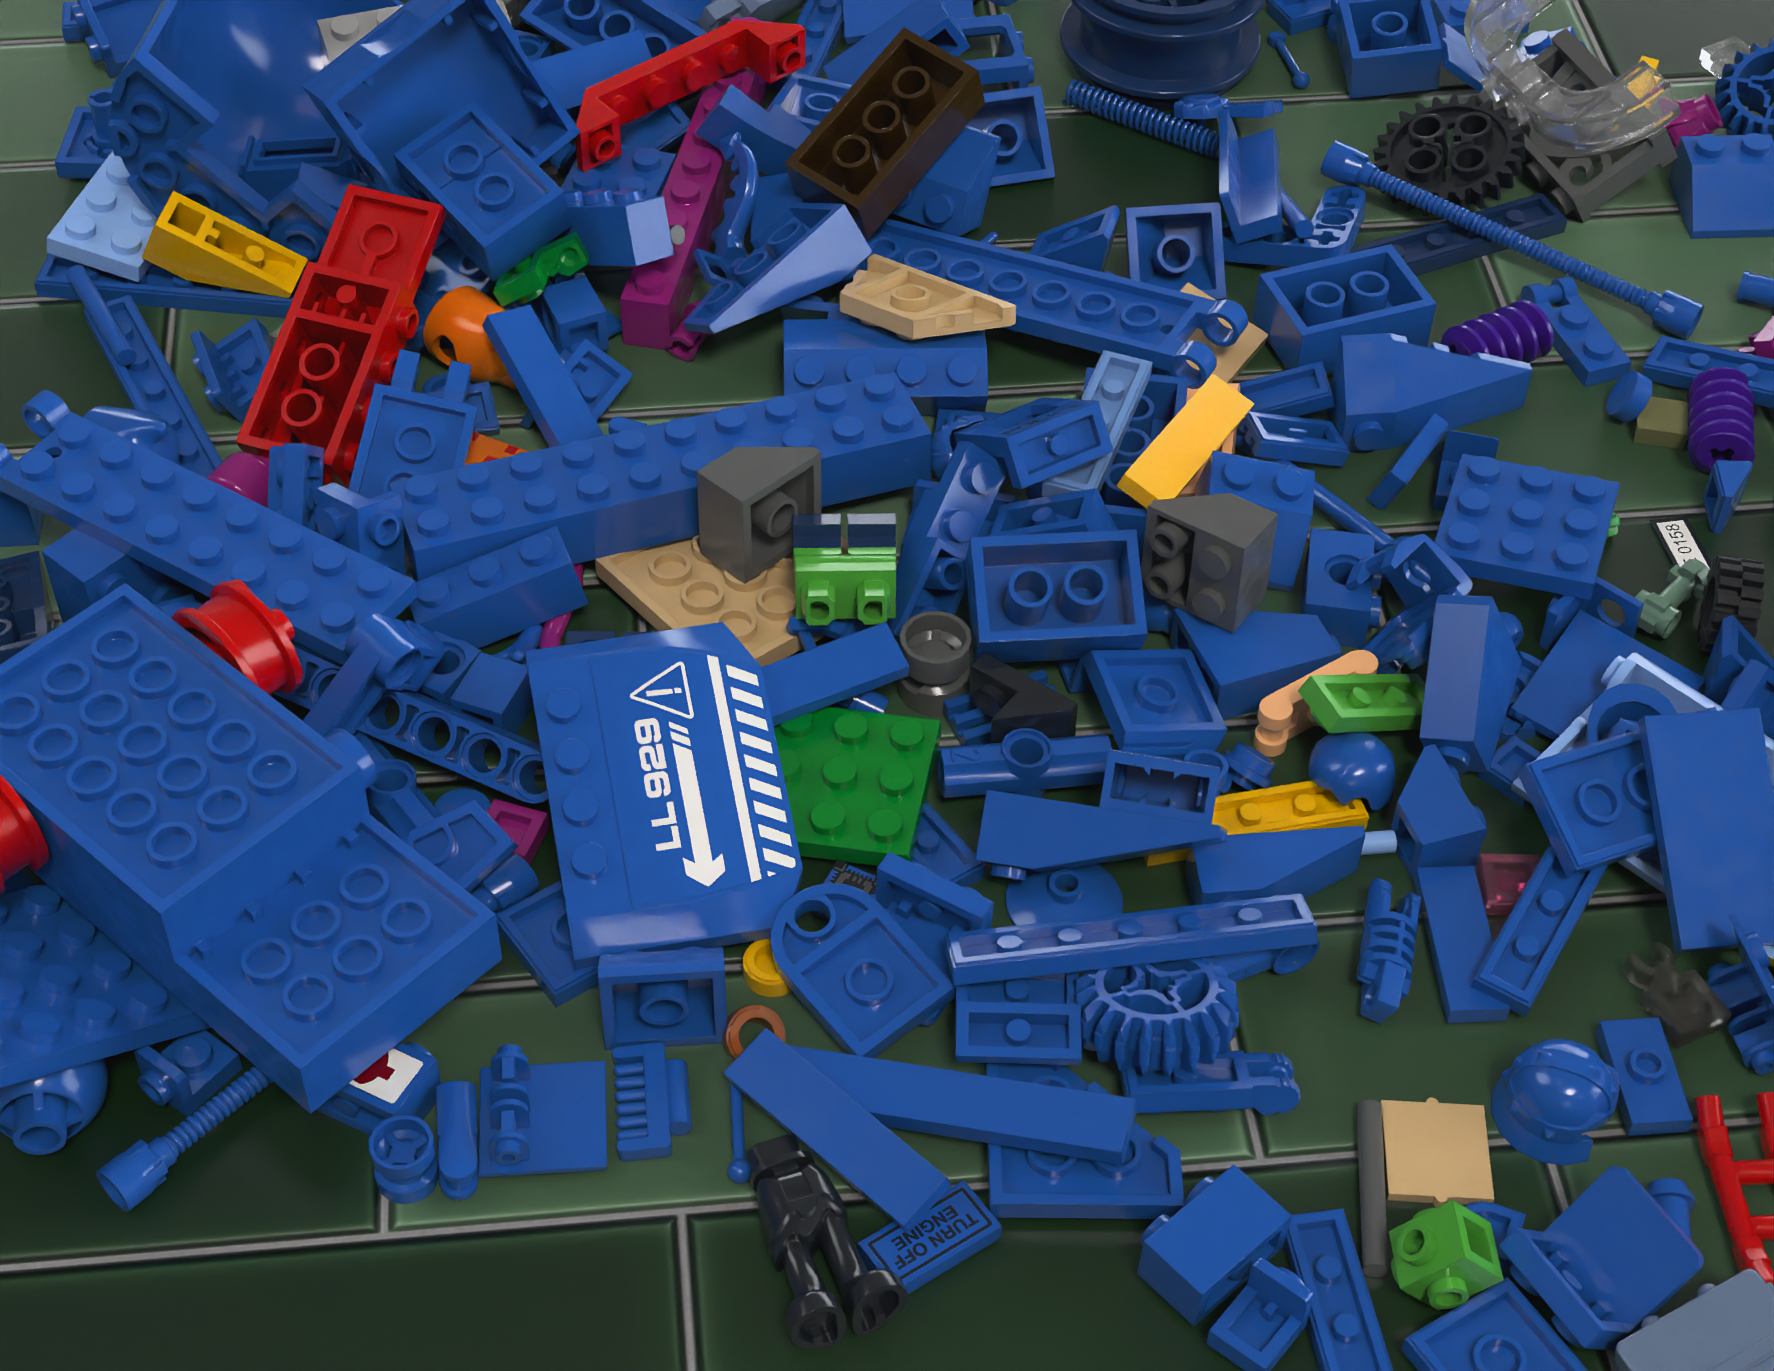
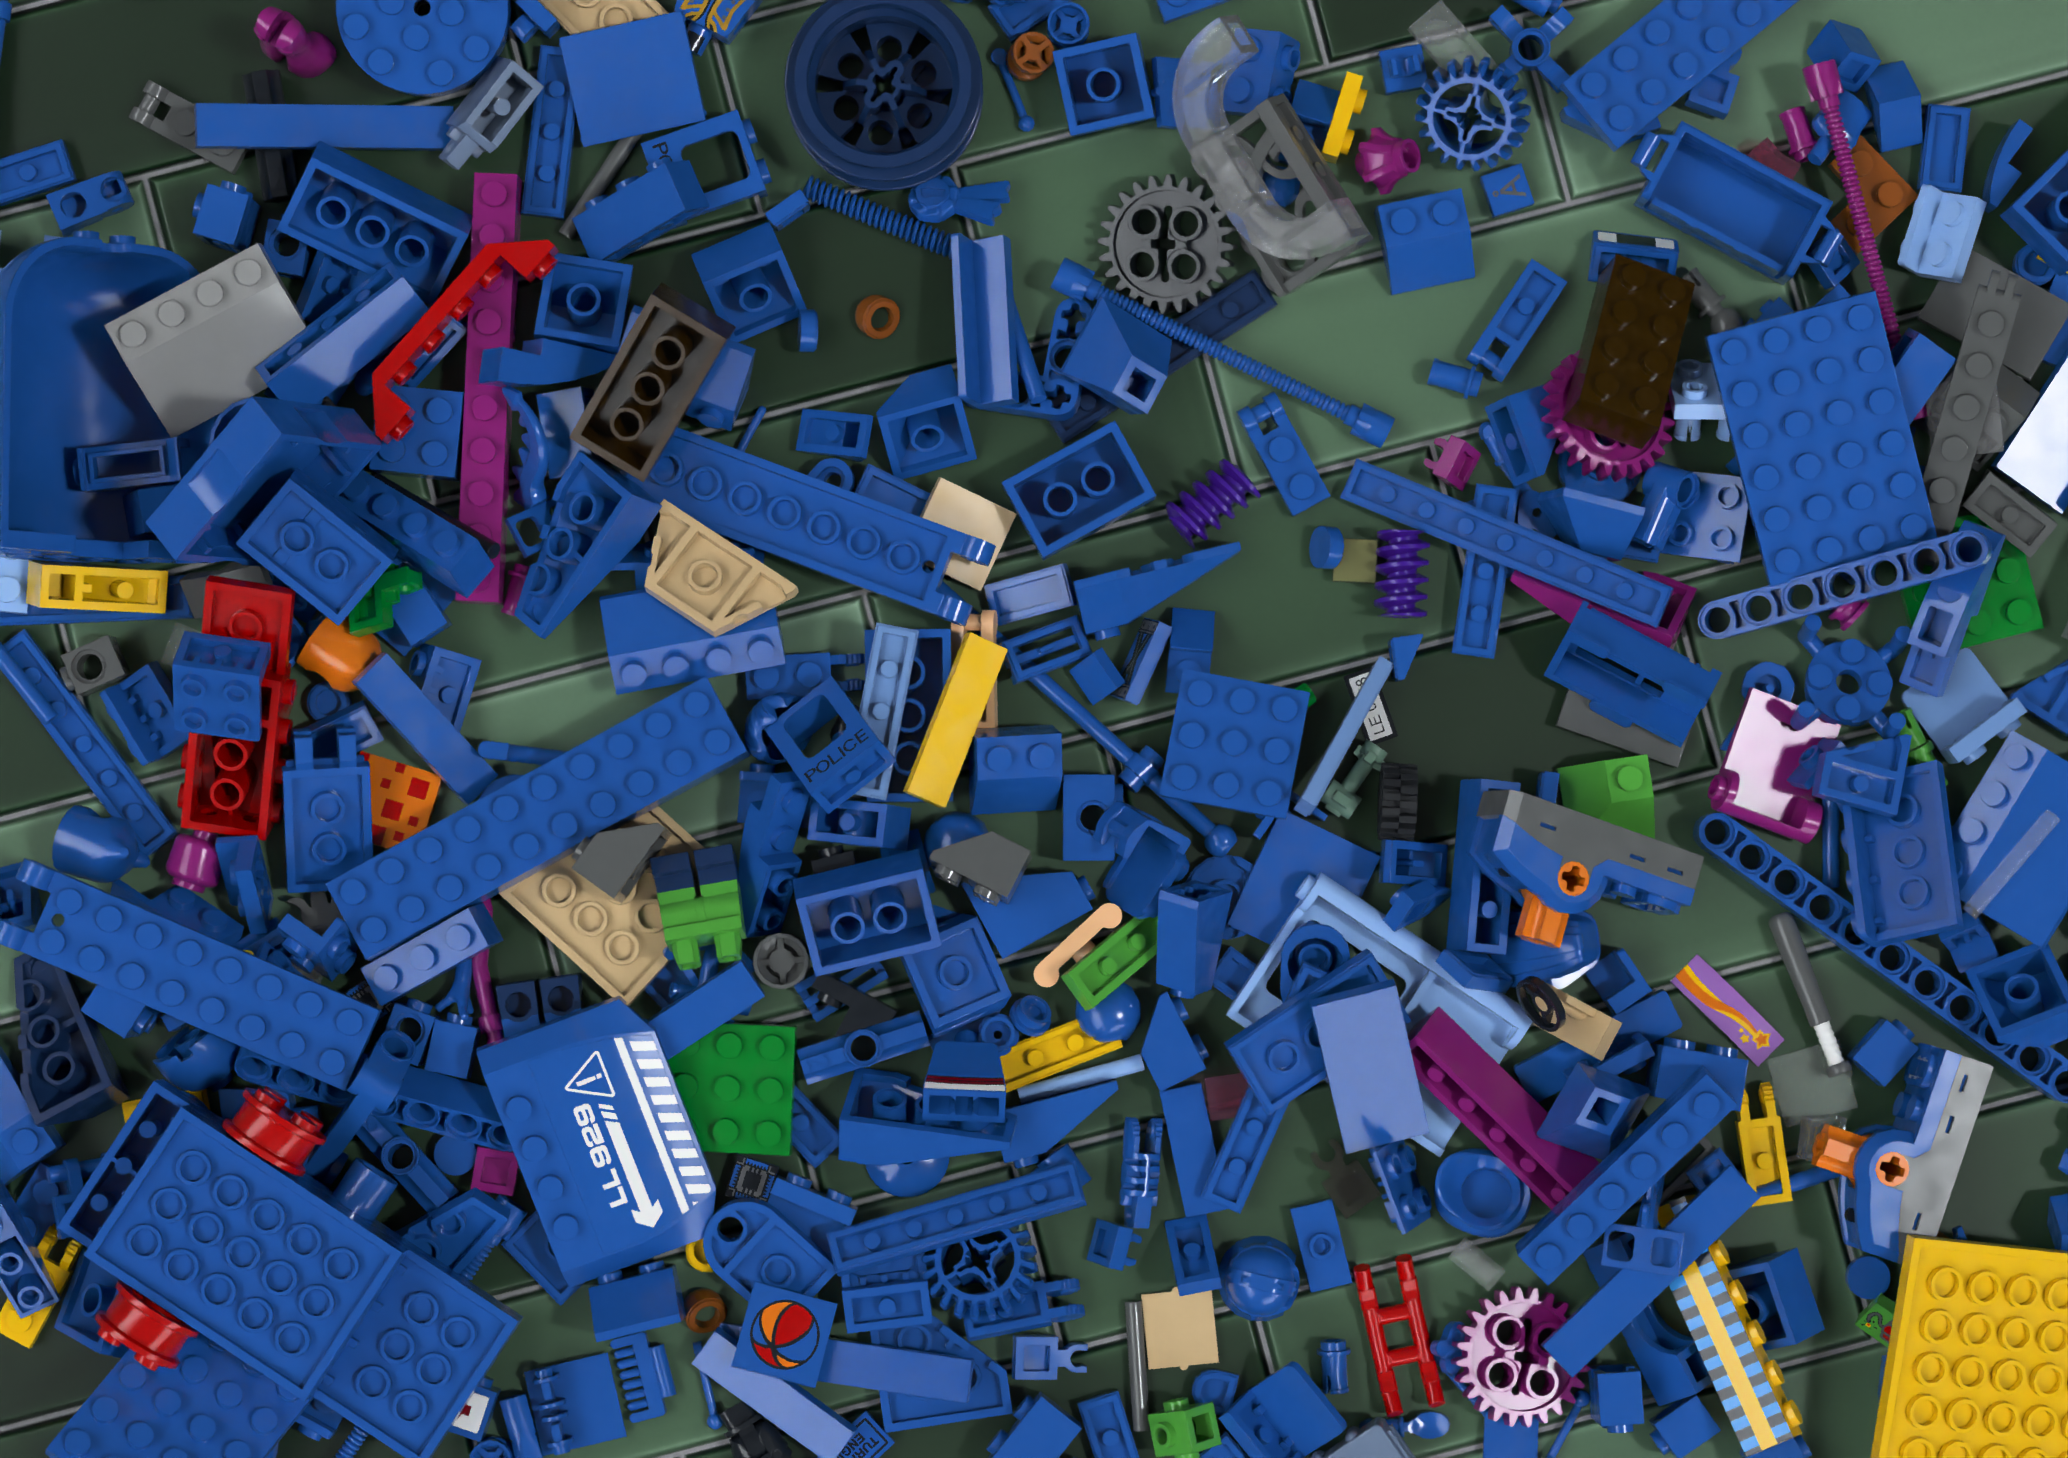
camera: 10 degrees left, 40 degrees up
(187, 313) = (113, 666): none -> dark grey brick
(326, 280) = (219, 685): none -> blue bracket
(865, 1042) = (784, 1335): none -> tile
(1054, 177) = (807, 330): none -> blue tile
(1055, 92) = (788, 210): none -> blue tile
(1130, 173) = (865, 311): none -> dark orange piece
(1228, 1138) = (1039, 1357): none -> blue plate
(1310, 29) = (1036, 49): none -> dark orange wheel
(1344, 1024) = (1111, 1245): none -> blue tile
(1354, 469) = (1097, 676): none -> blue tile
(1394, 211) = (1119, 358): none -> blue slope
(1461, 1059) = (1192, 1255): none -> blue slope
(1659, 536) = (1343, 737): none -> medium blue tile
(1694, 81) = (1402, 69): none -> blue tile

